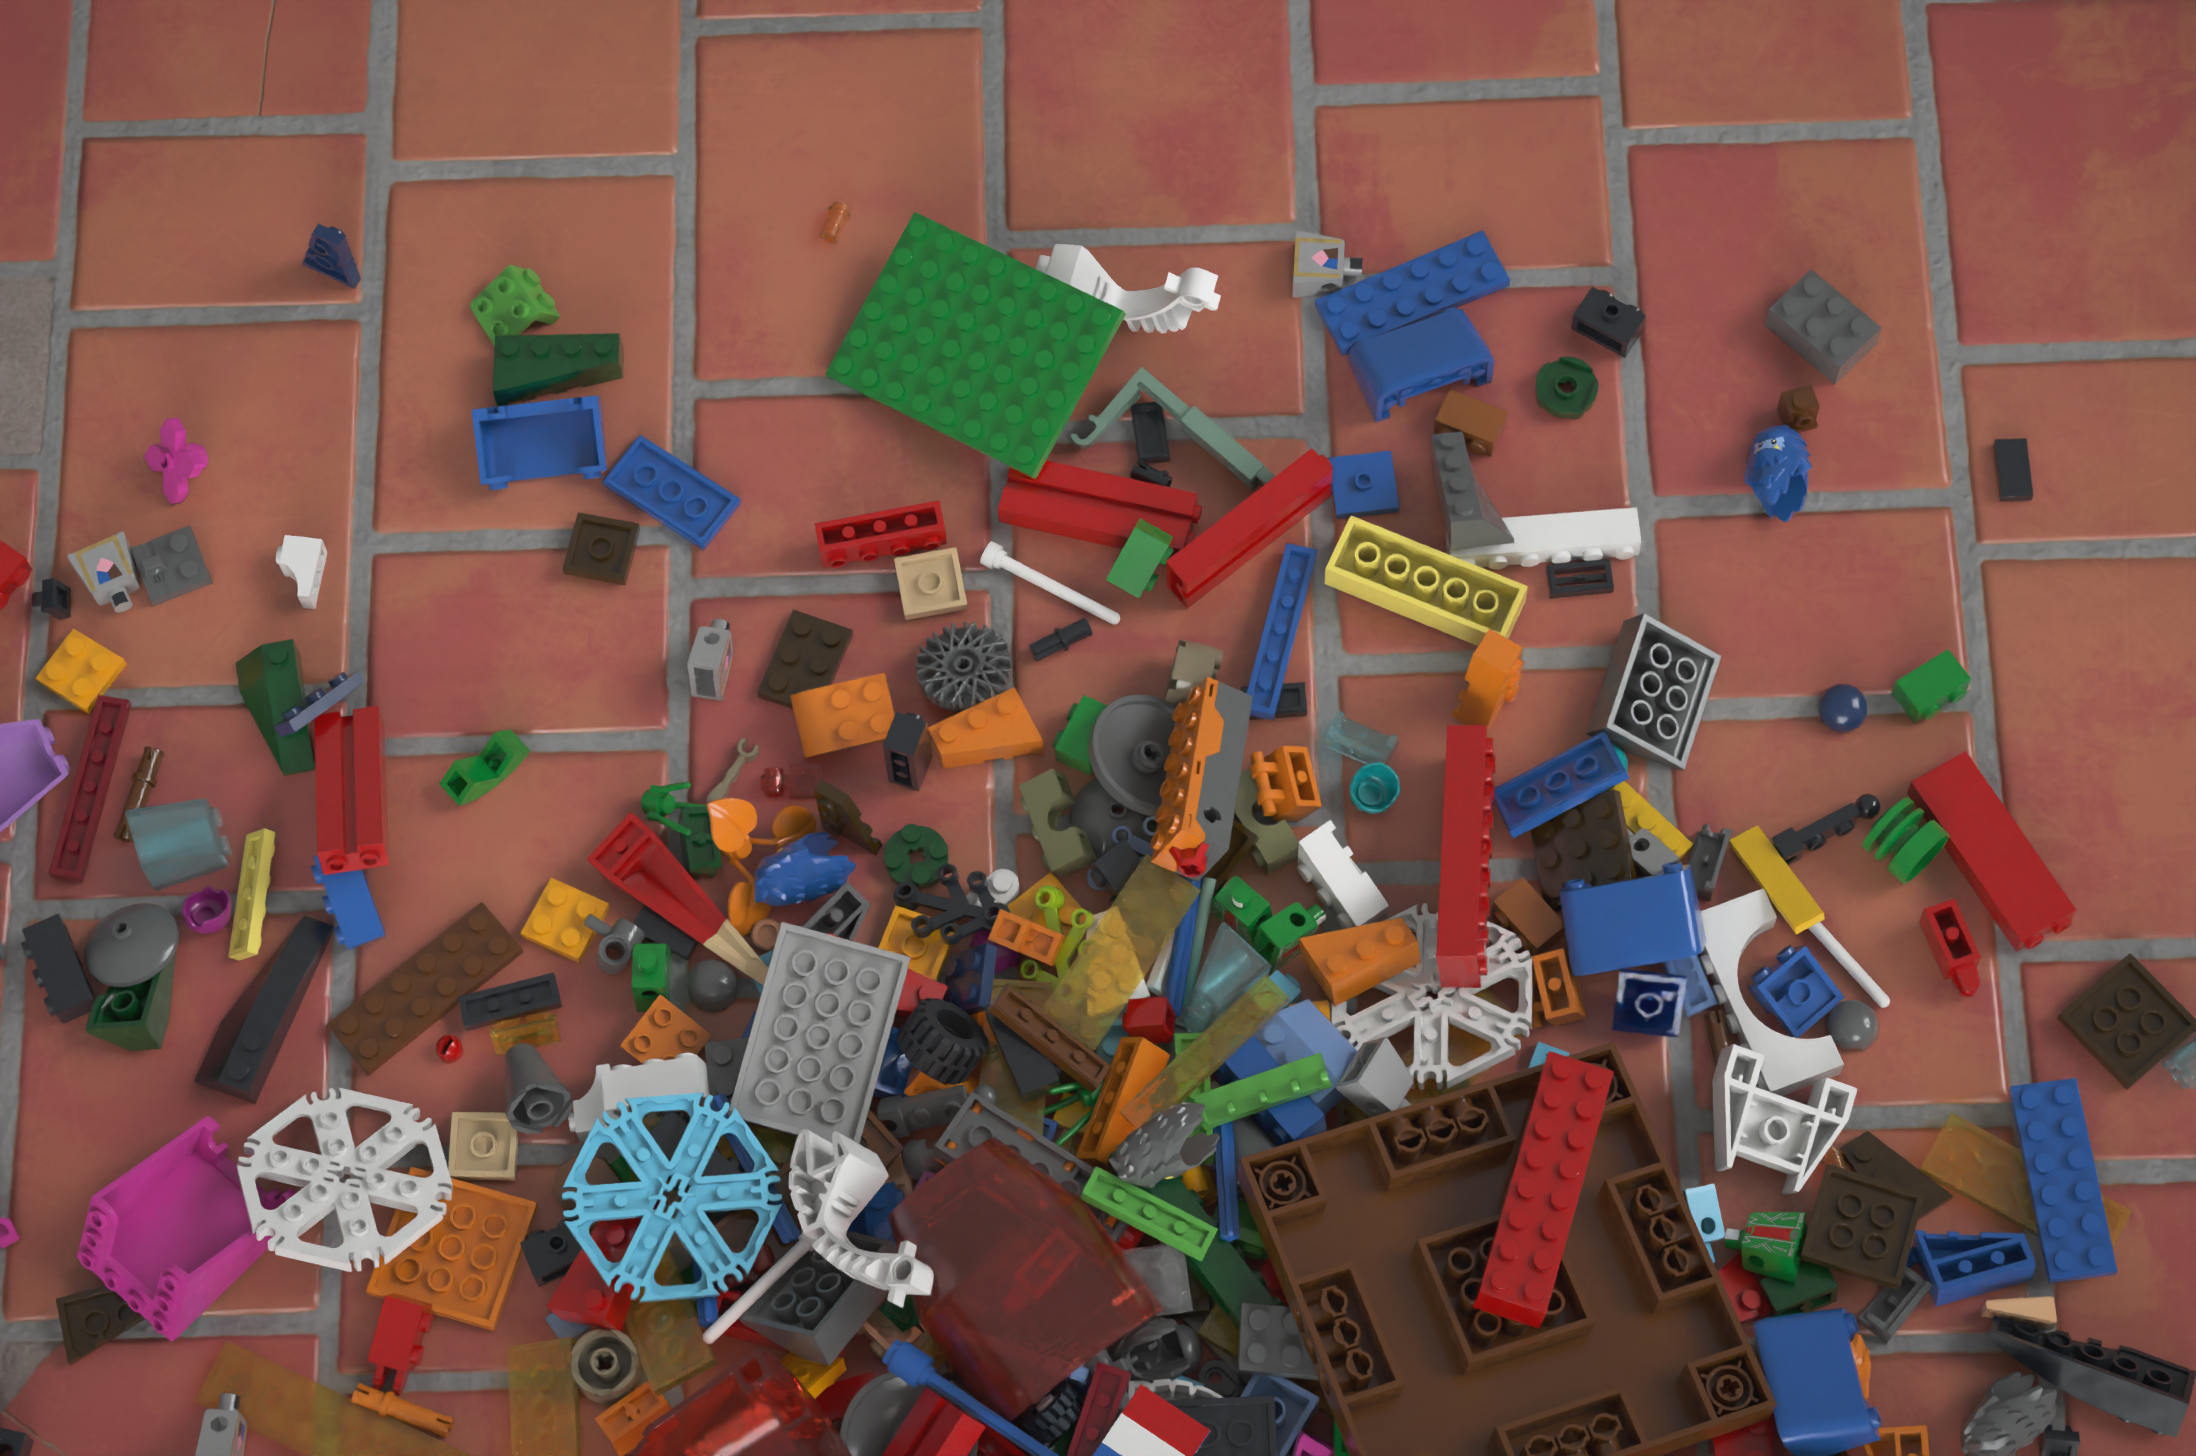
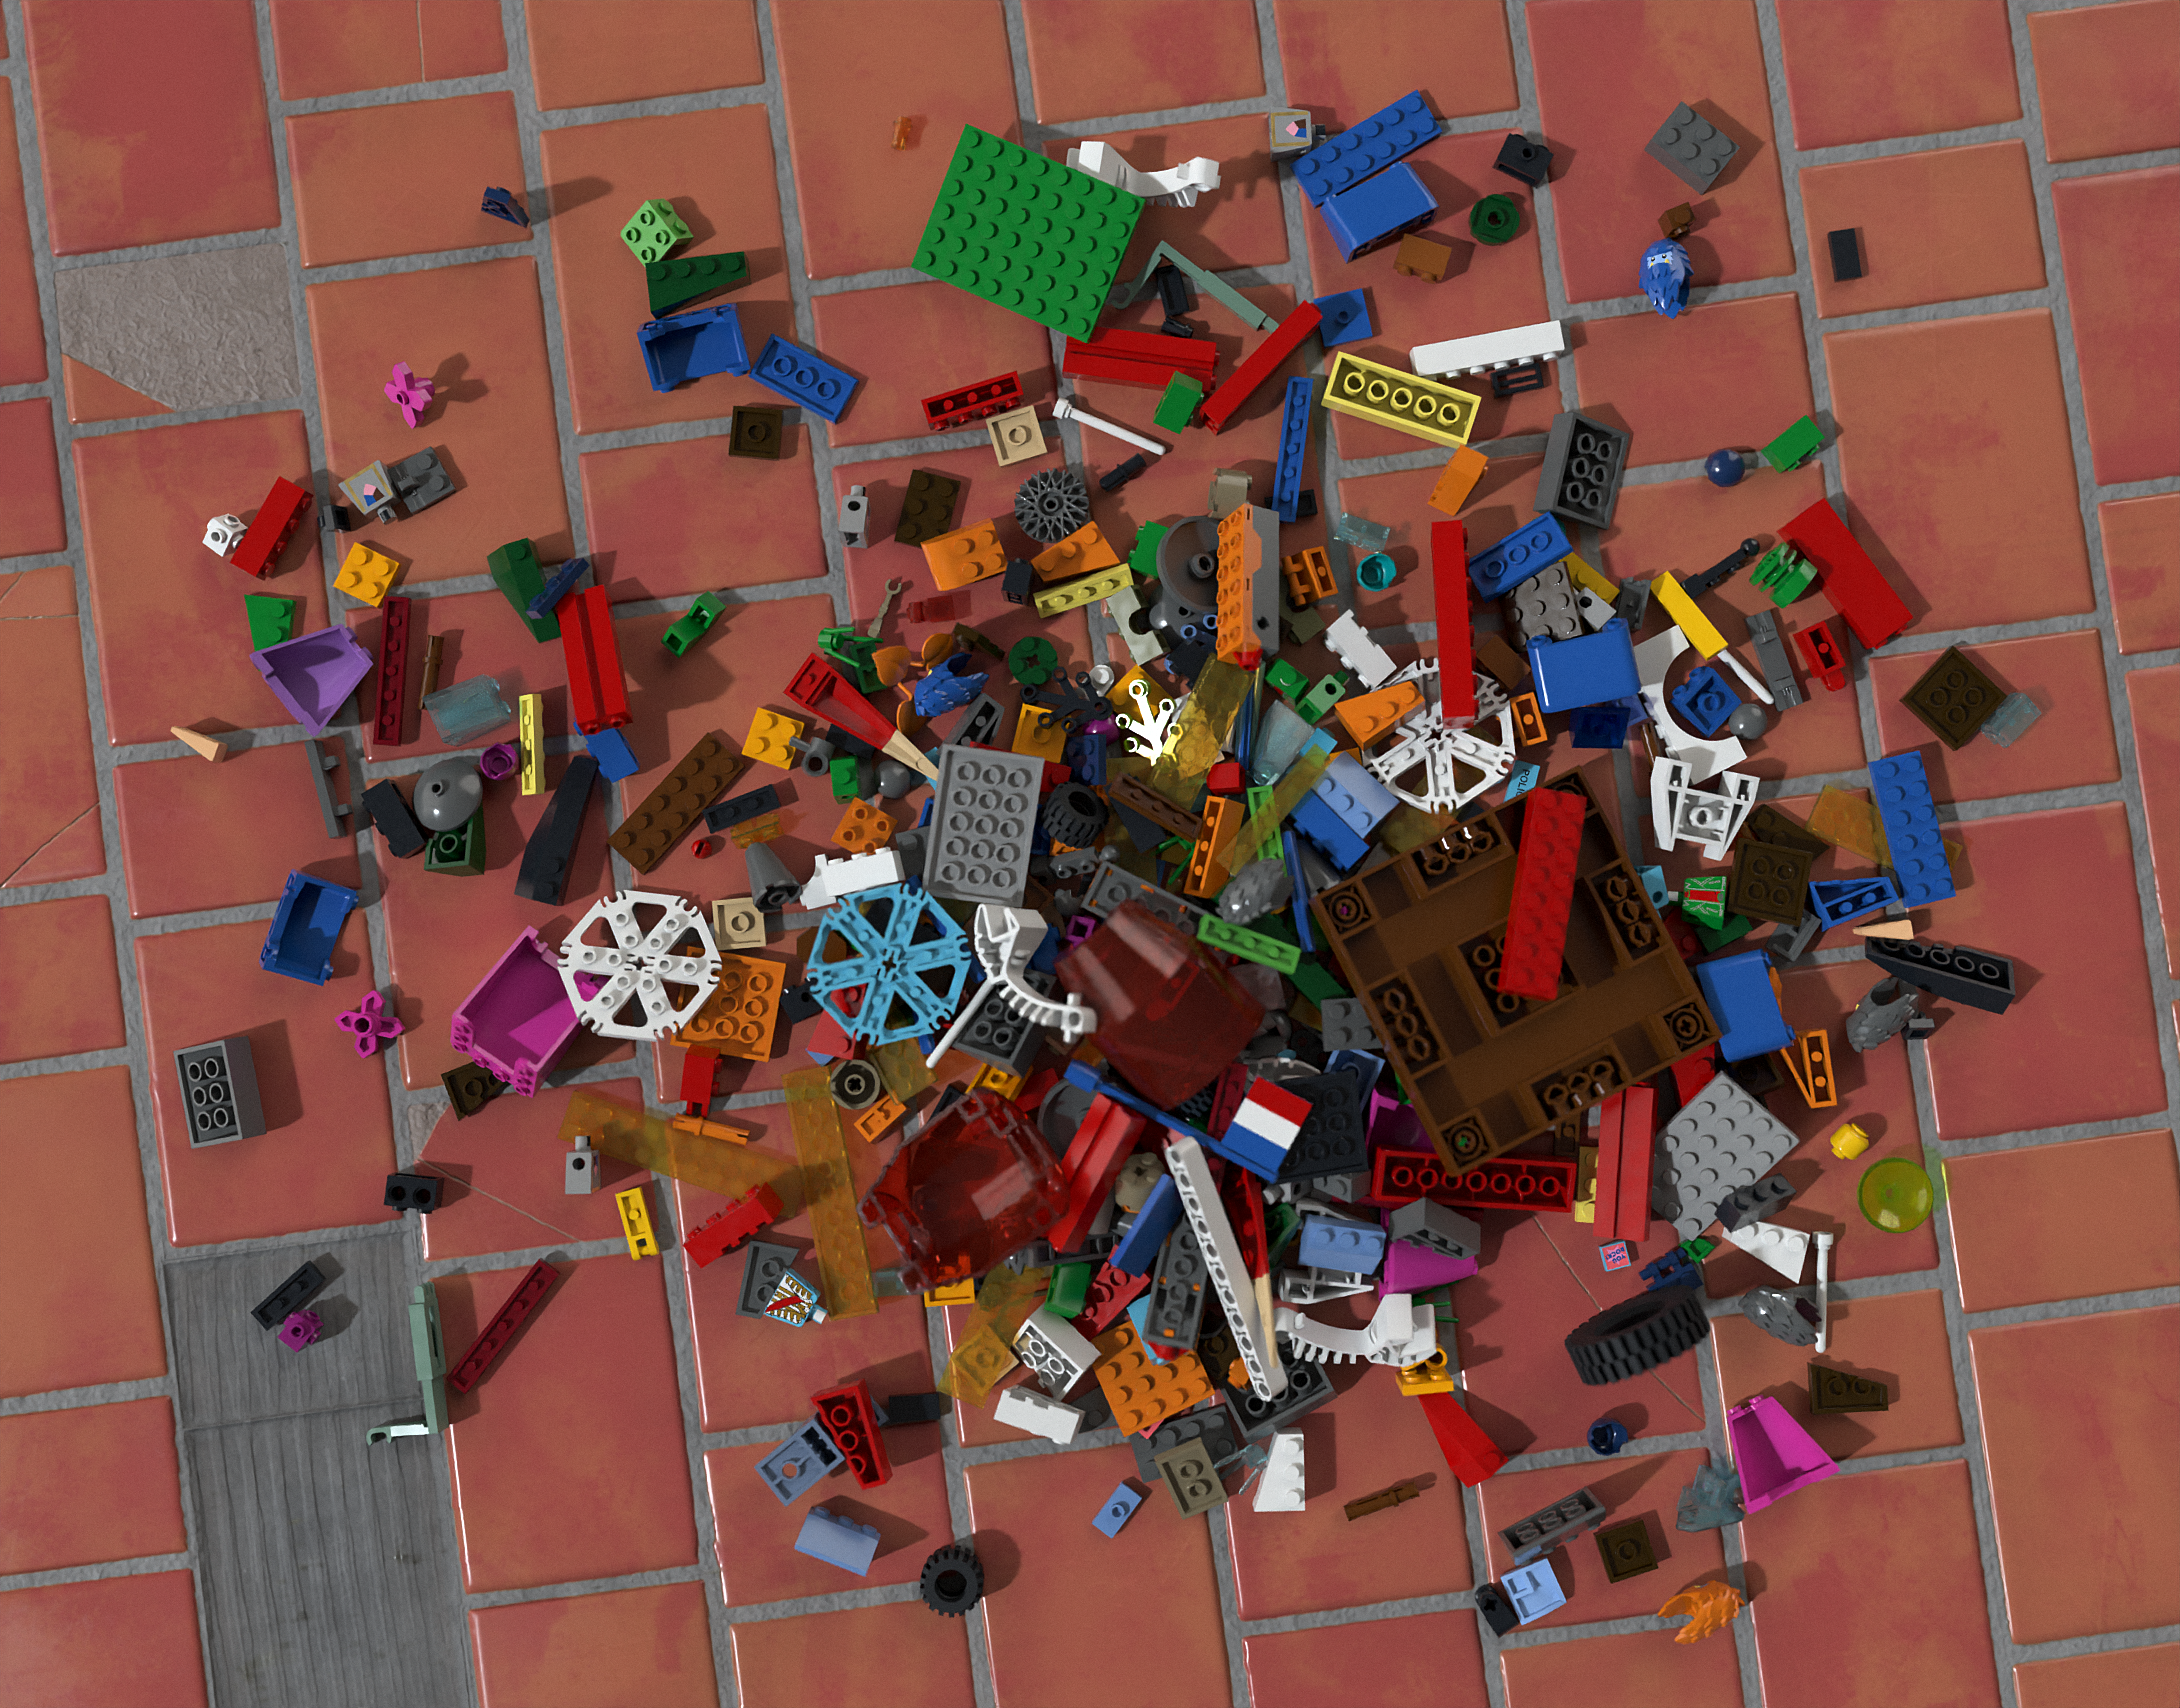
camera: 10 degrees left, 20 degrees up
(304, 562) = (527, 469): white arch -> none
(765, 934) = (928, 735): nougat tile -> none
(988, 775) = (1083, 590): none -> light yellow plate
(1026, 937) = (1126, 723): orange slope -> none
(1263, 1091) = (1321, 833): bright green hinge -> none
(1376, 1079) = (1405, 814): light grey torso -> none
(1465, 506) = (1427, 334): dark grey wedge -> none
(1891, 953) = (1773, 660): none -> dark grey hinge

